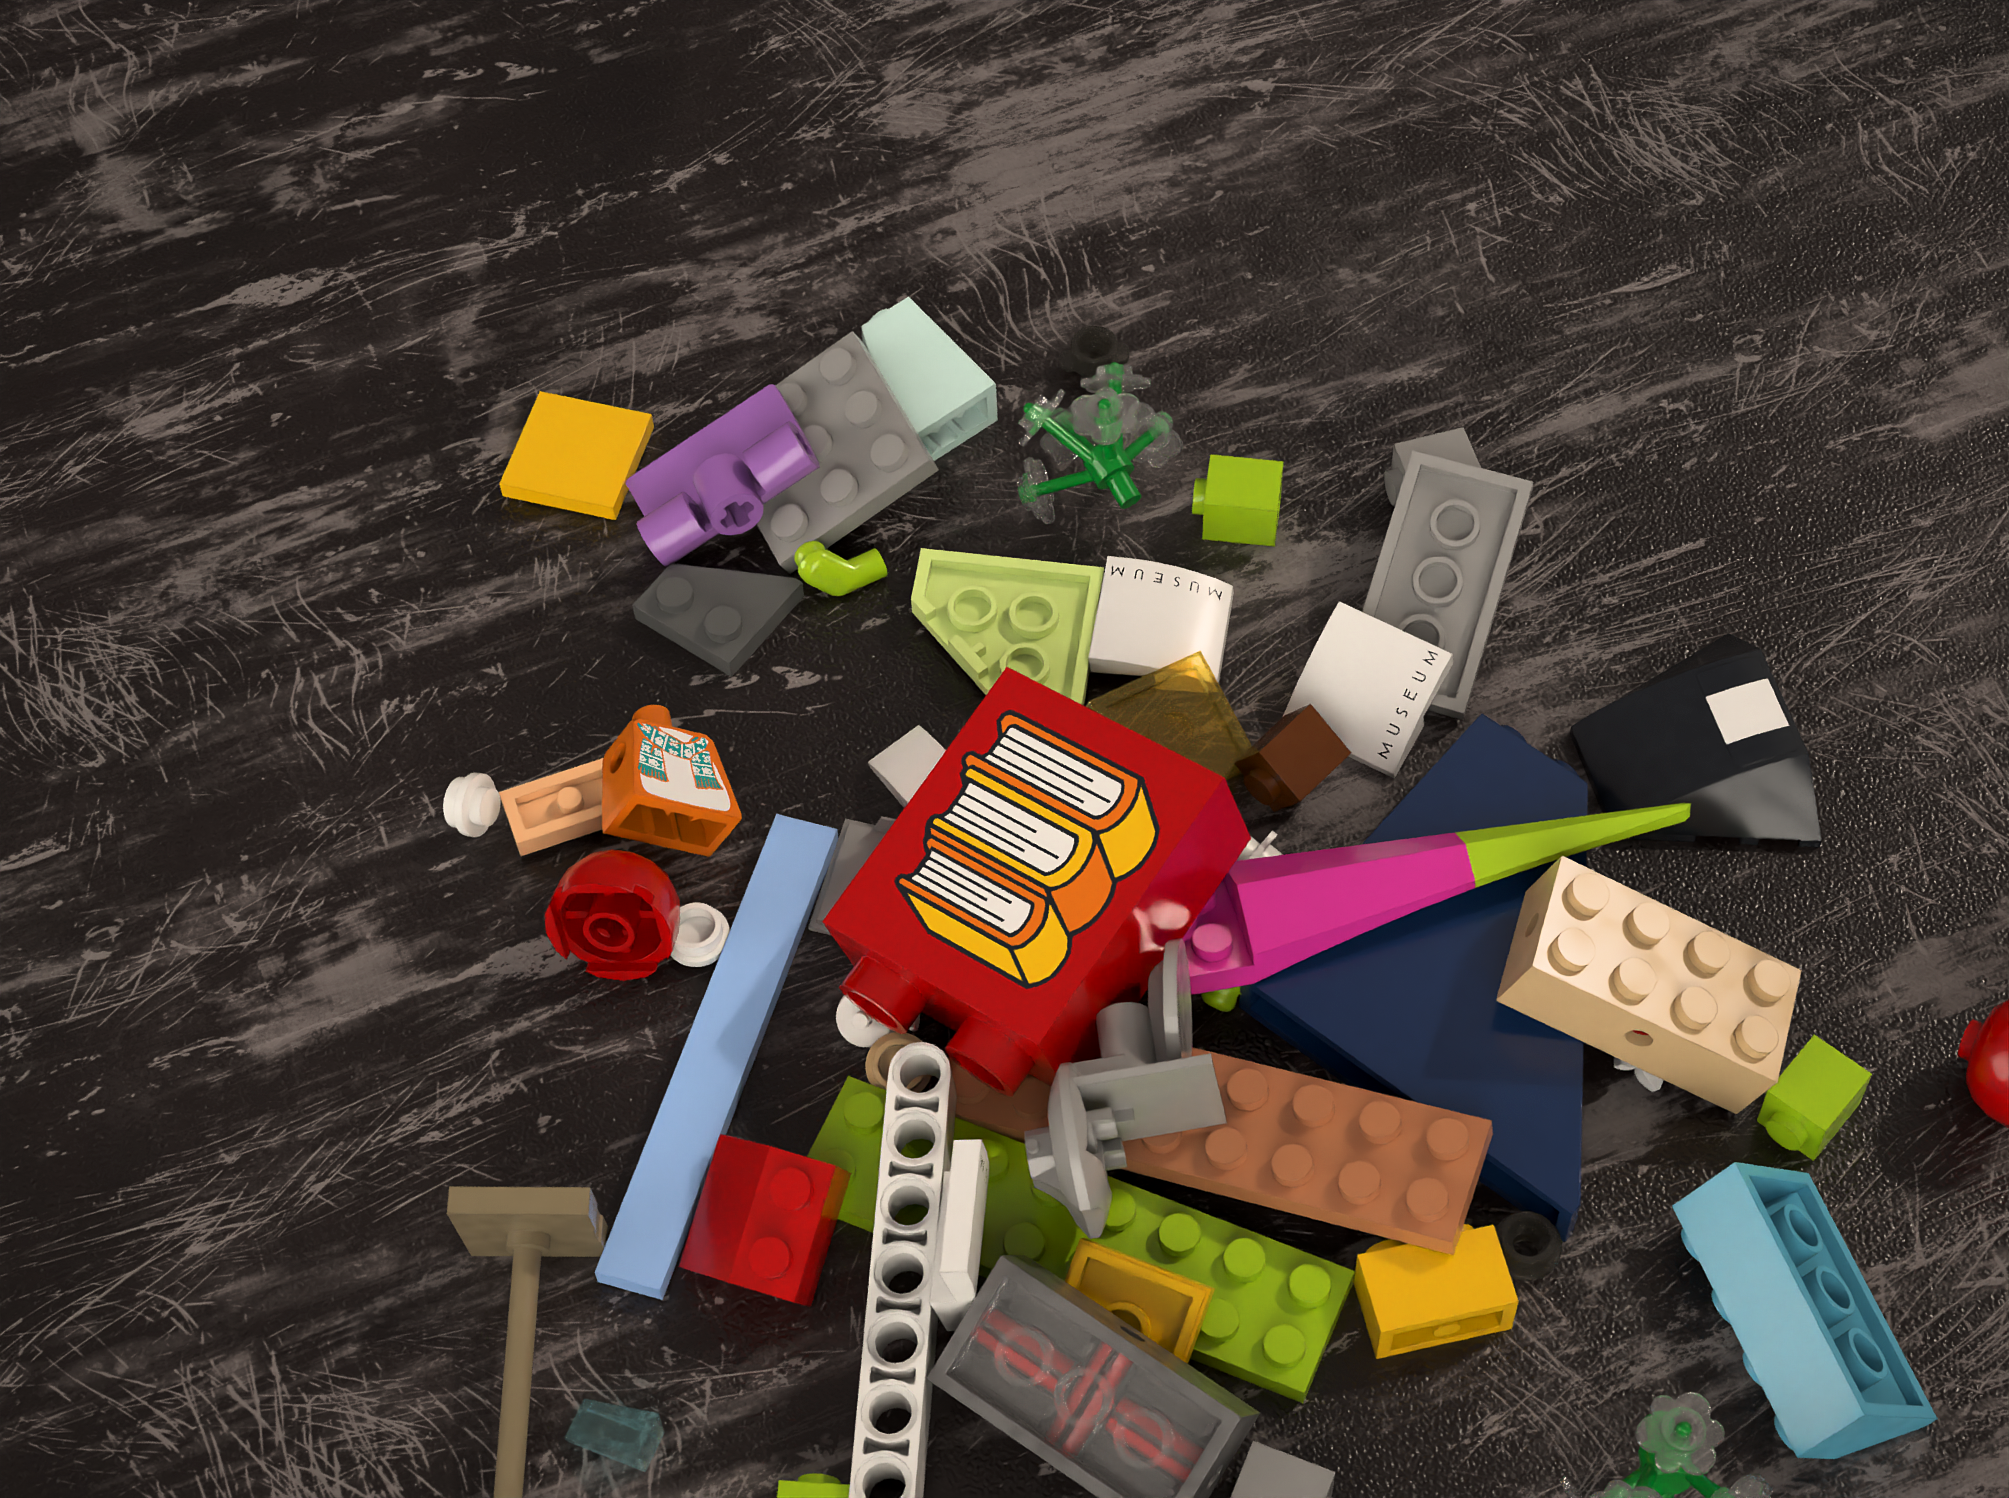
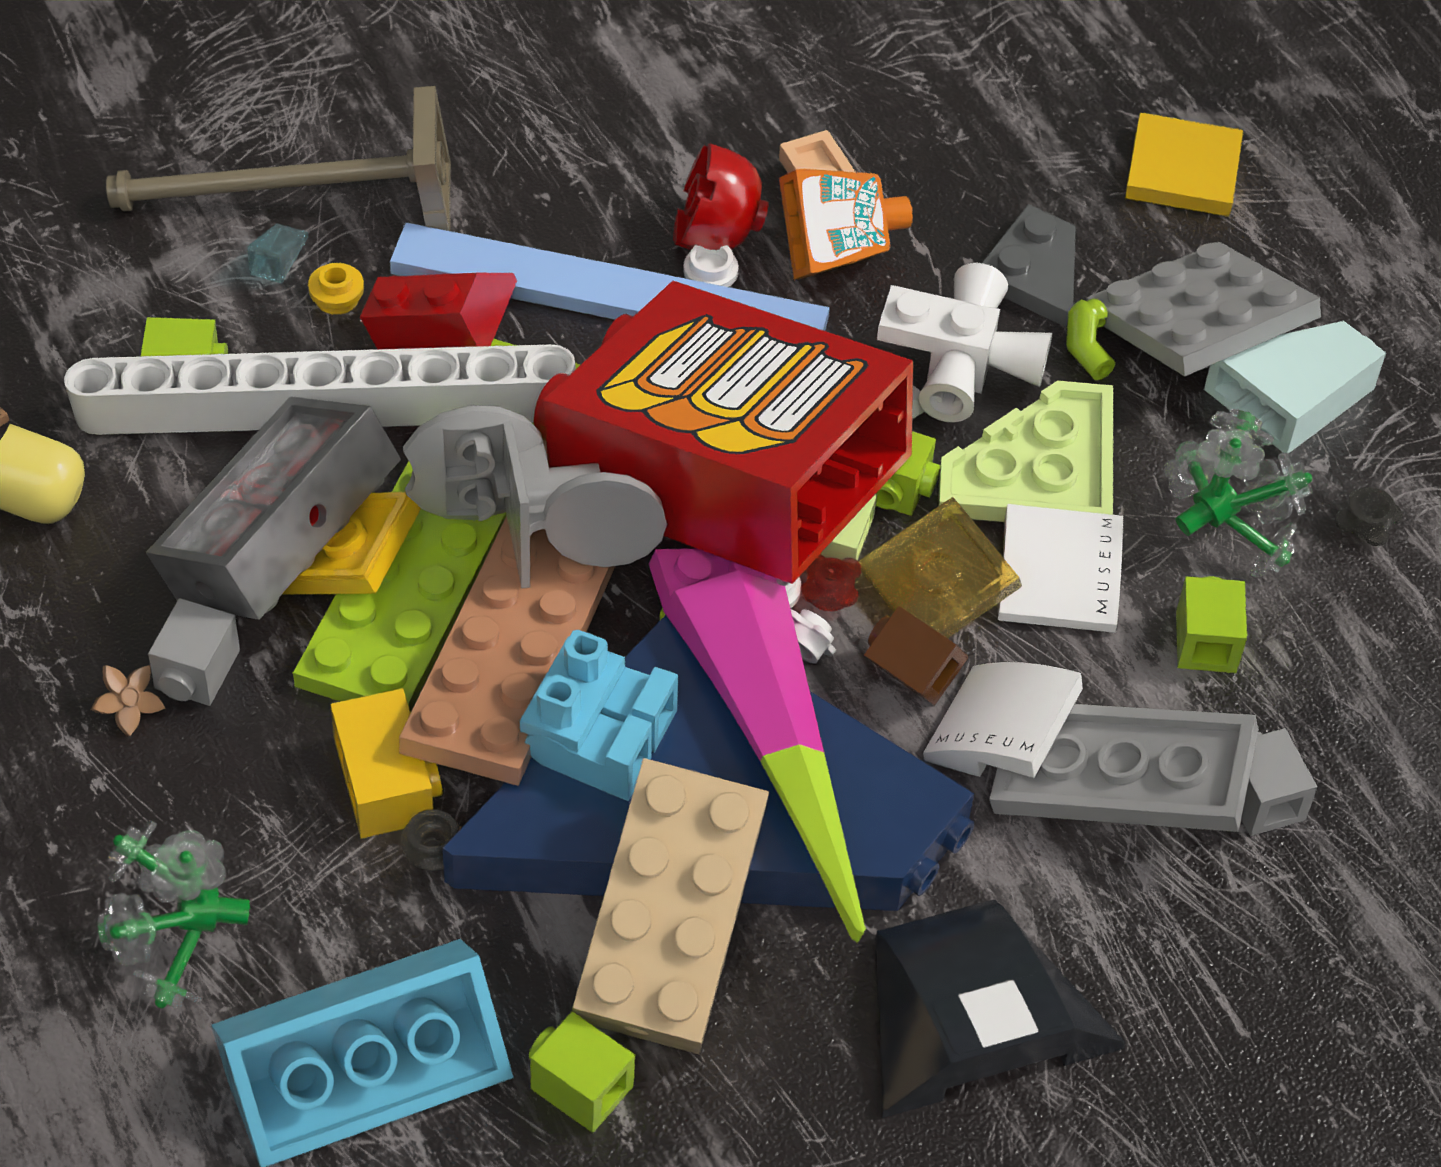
camera: 80 degrees right, 5 degrees down
(471, 804) = (817, 115): white plate -> none
(698, 1374) = (336, 287): none -> yellow plate
(721, 476) = (1158, 239): medium lavender panel -> none
(853, 676) = (962, 339): none -> white brick
(960, 1232) = (401, 387): white slope -> none
(1406, 1055) = (598, 715): none -> medium azure hips

